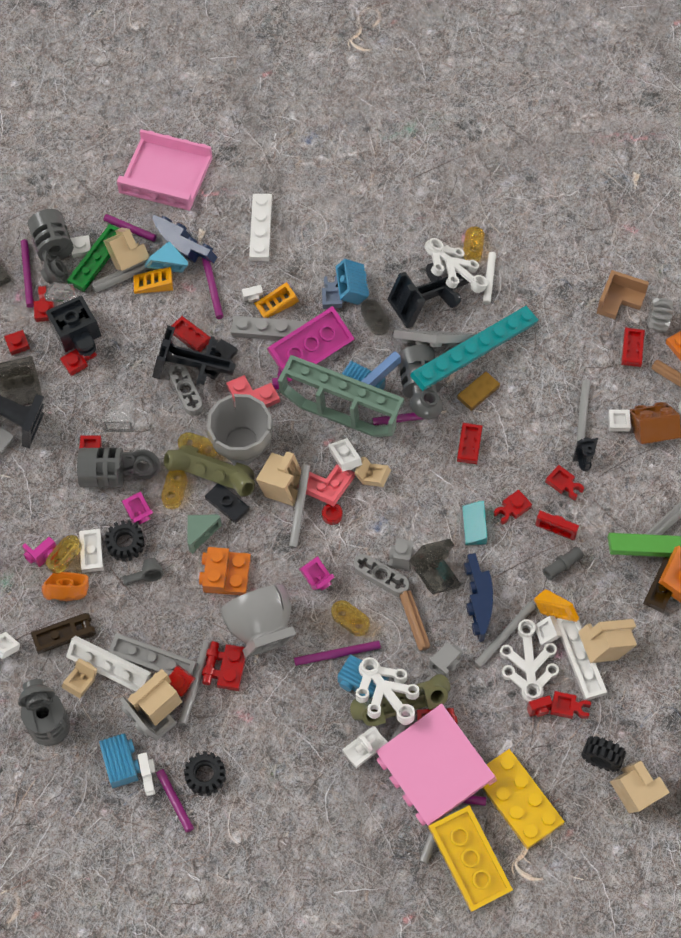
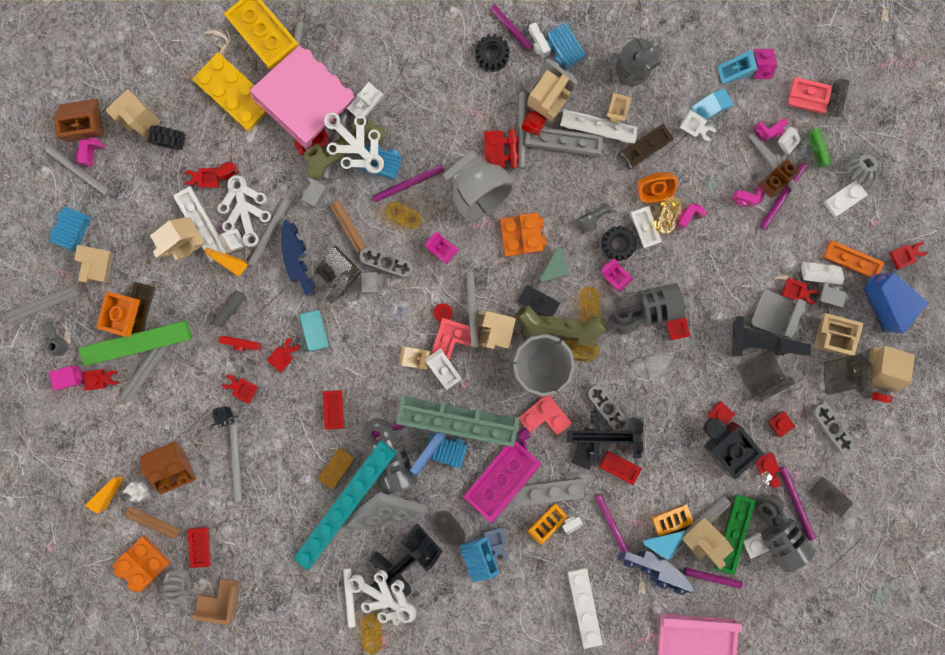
camera: 170 degrees right, 25 degrees up
(619, 420) = (200, 464): white plate -> none

